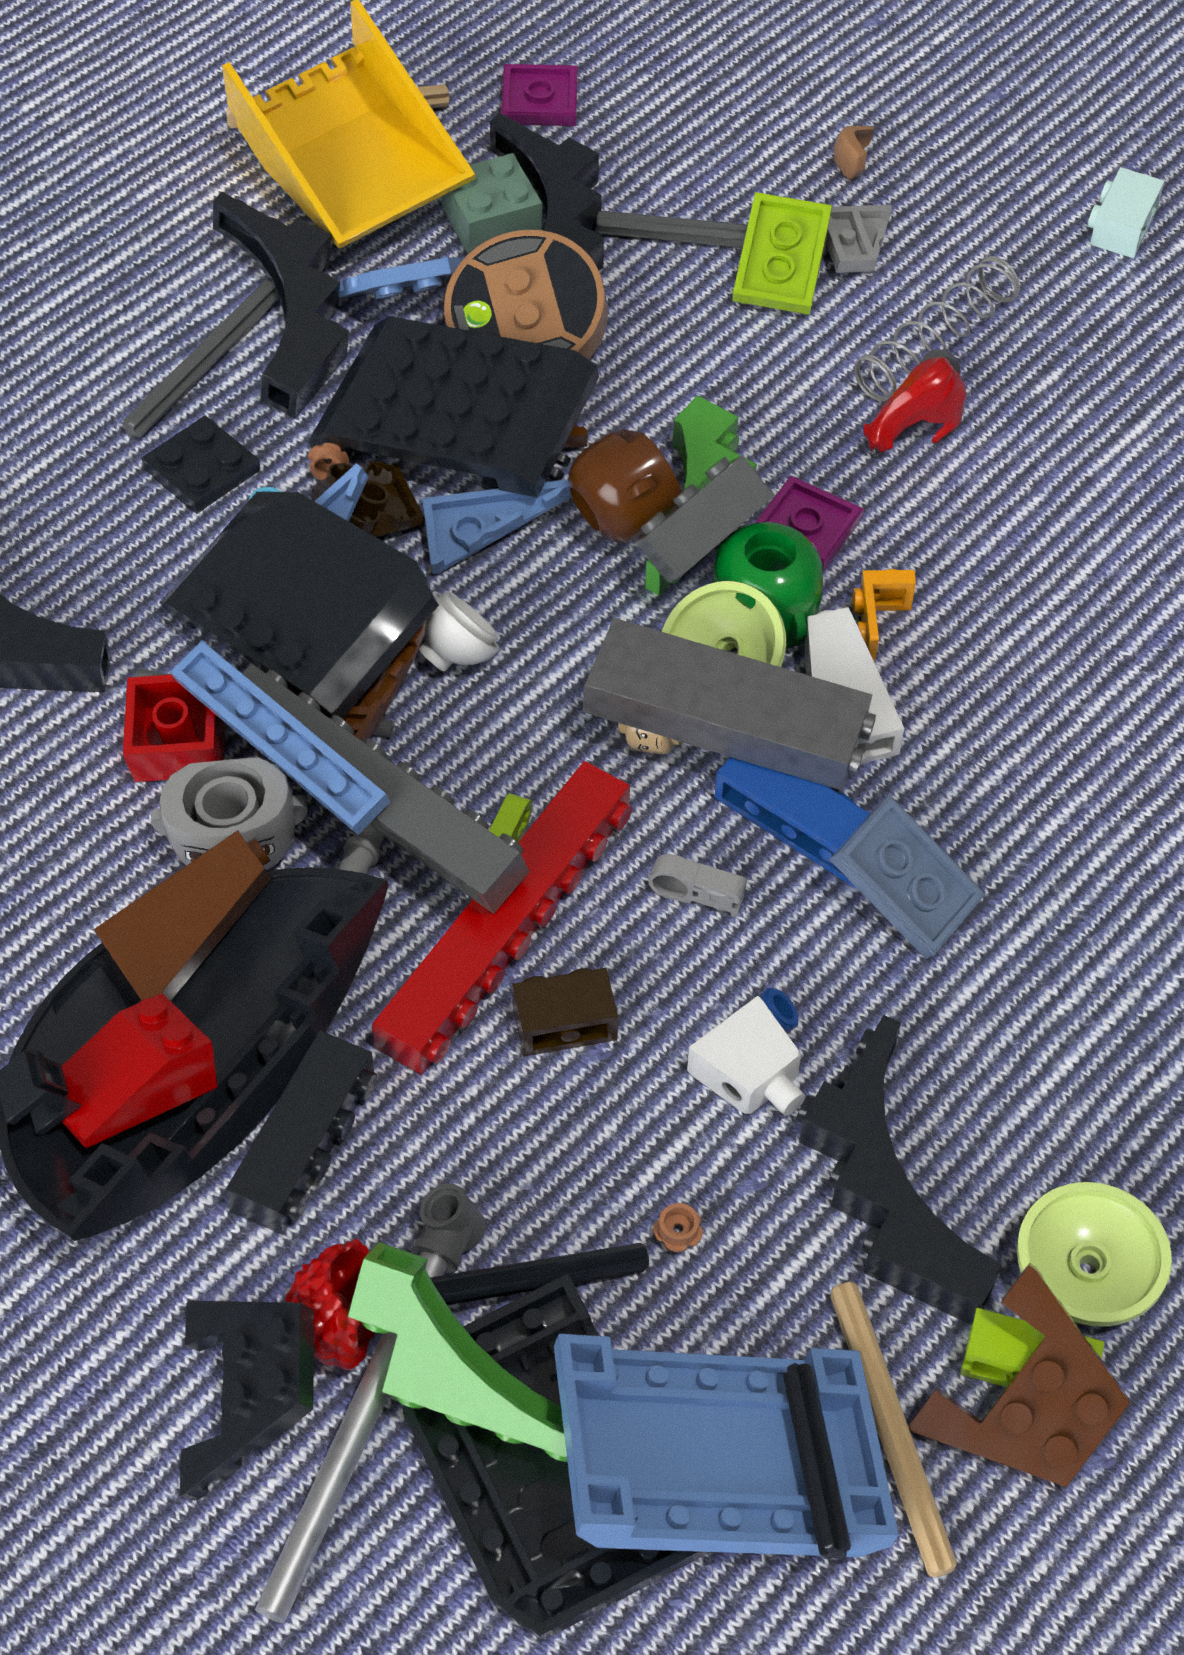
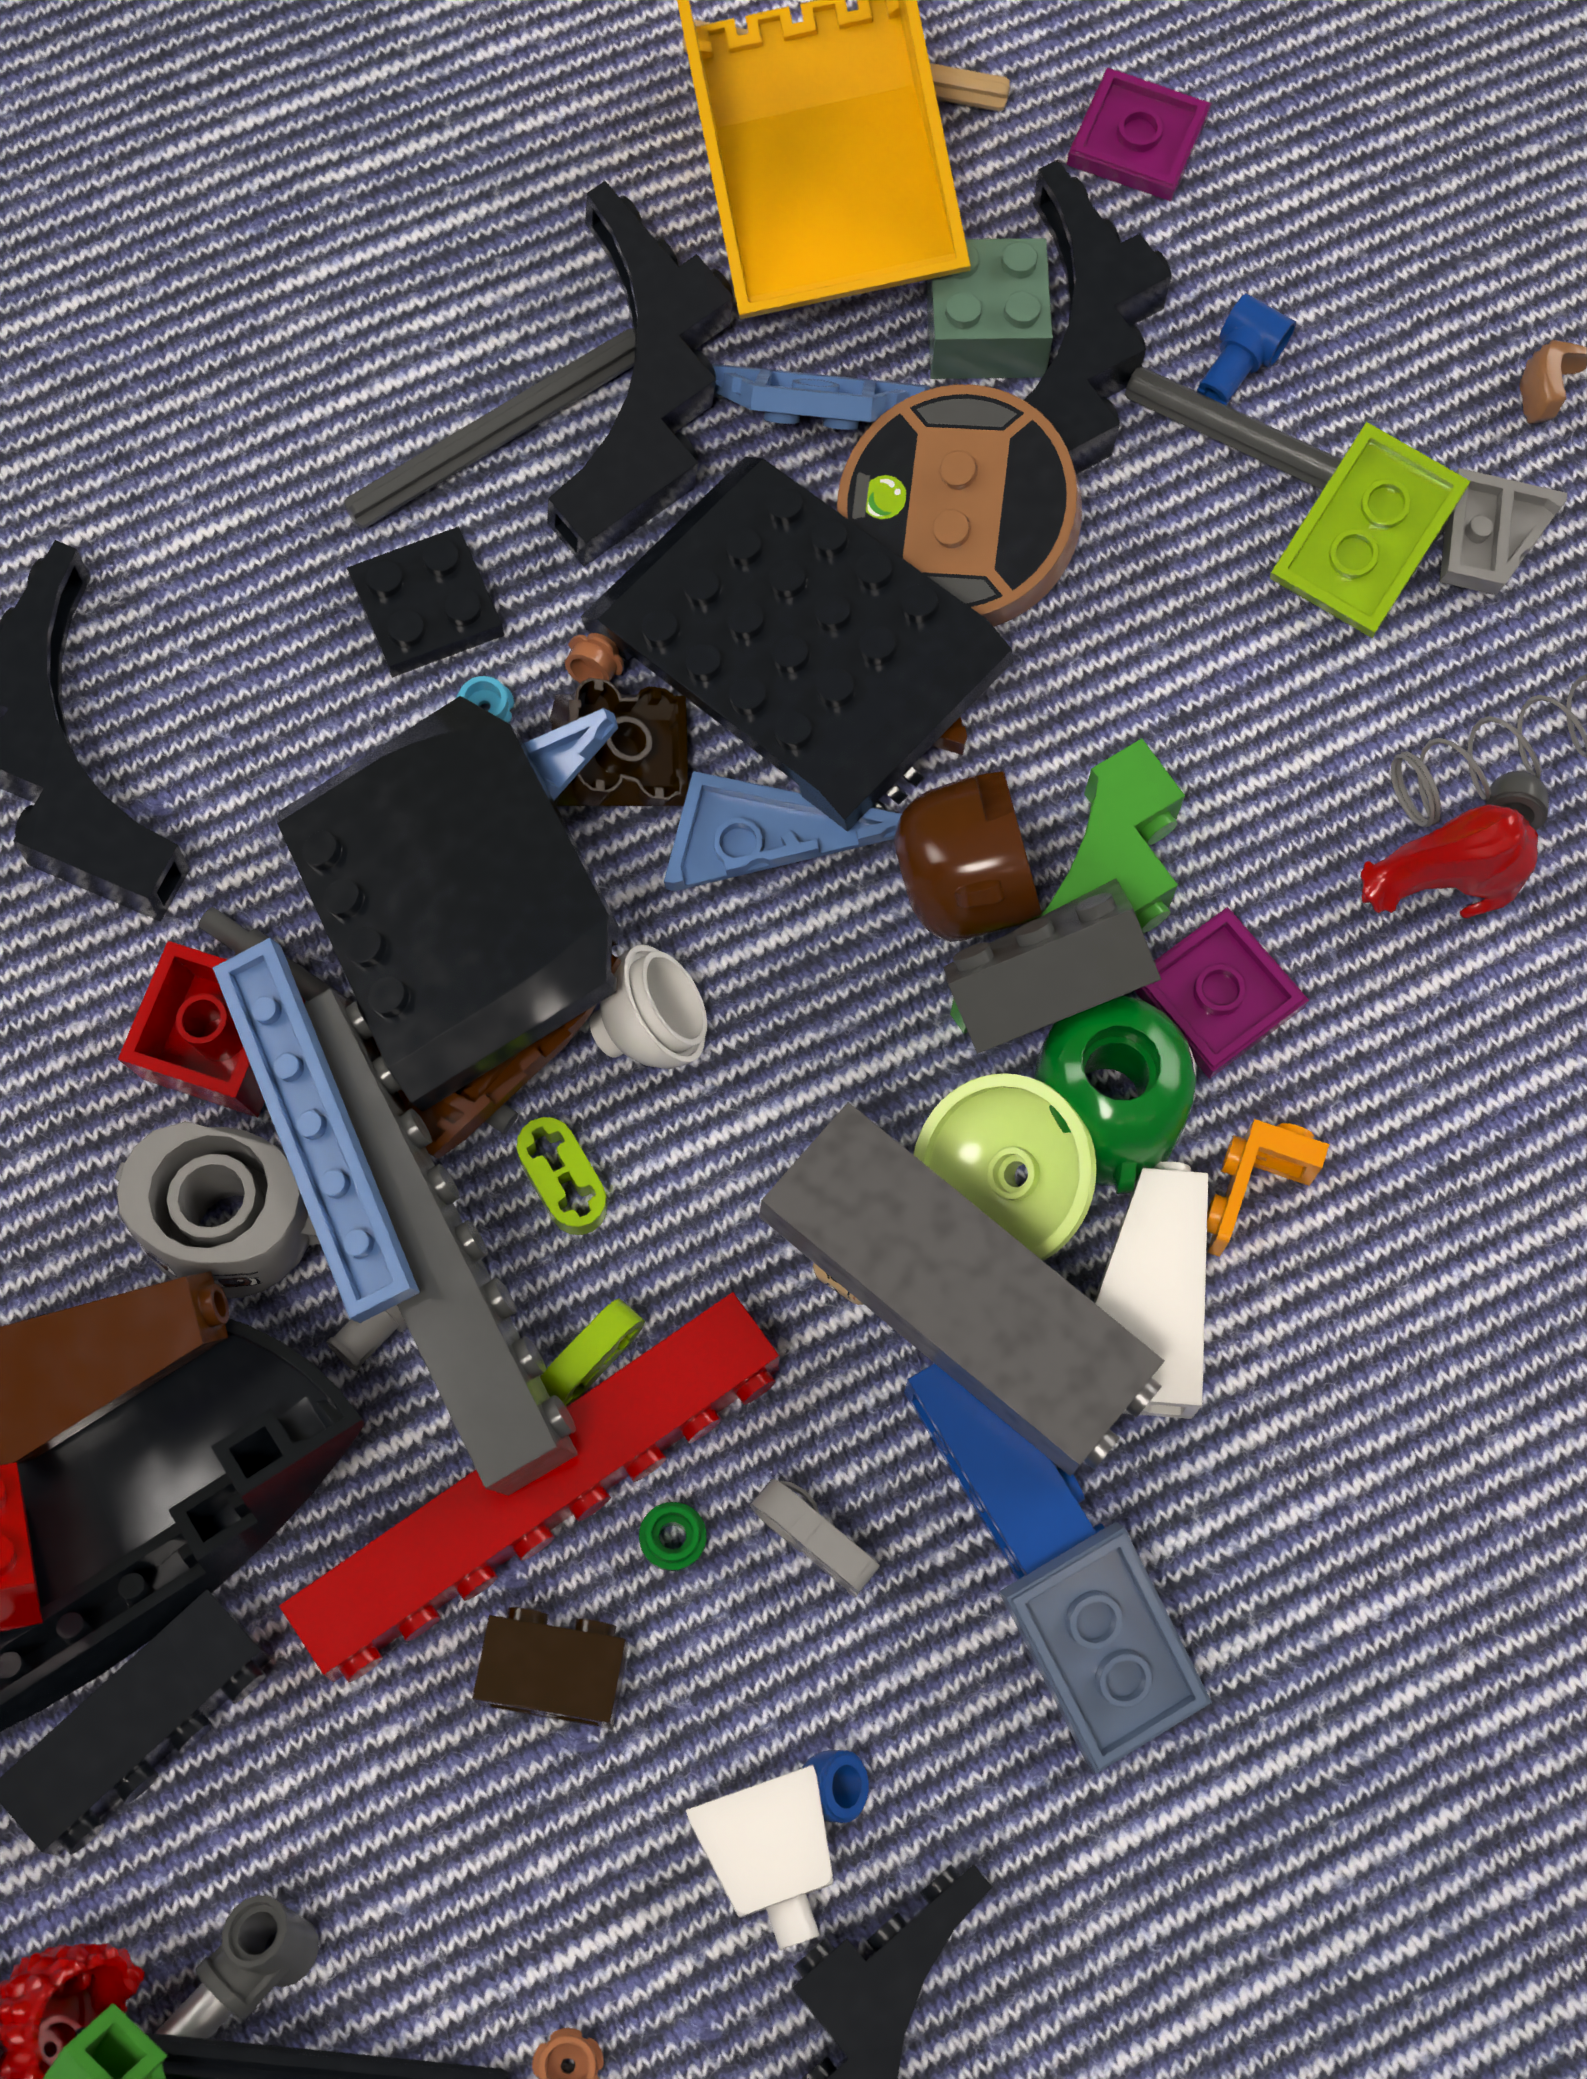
camera: 20 degrees right, 15 degrees up
(443, 741) = (574, 1168): none -> lime beam
(609, 906) = (669, 1515): none -> green plate
(660, 179) = (1249, 338): none -> blue pin

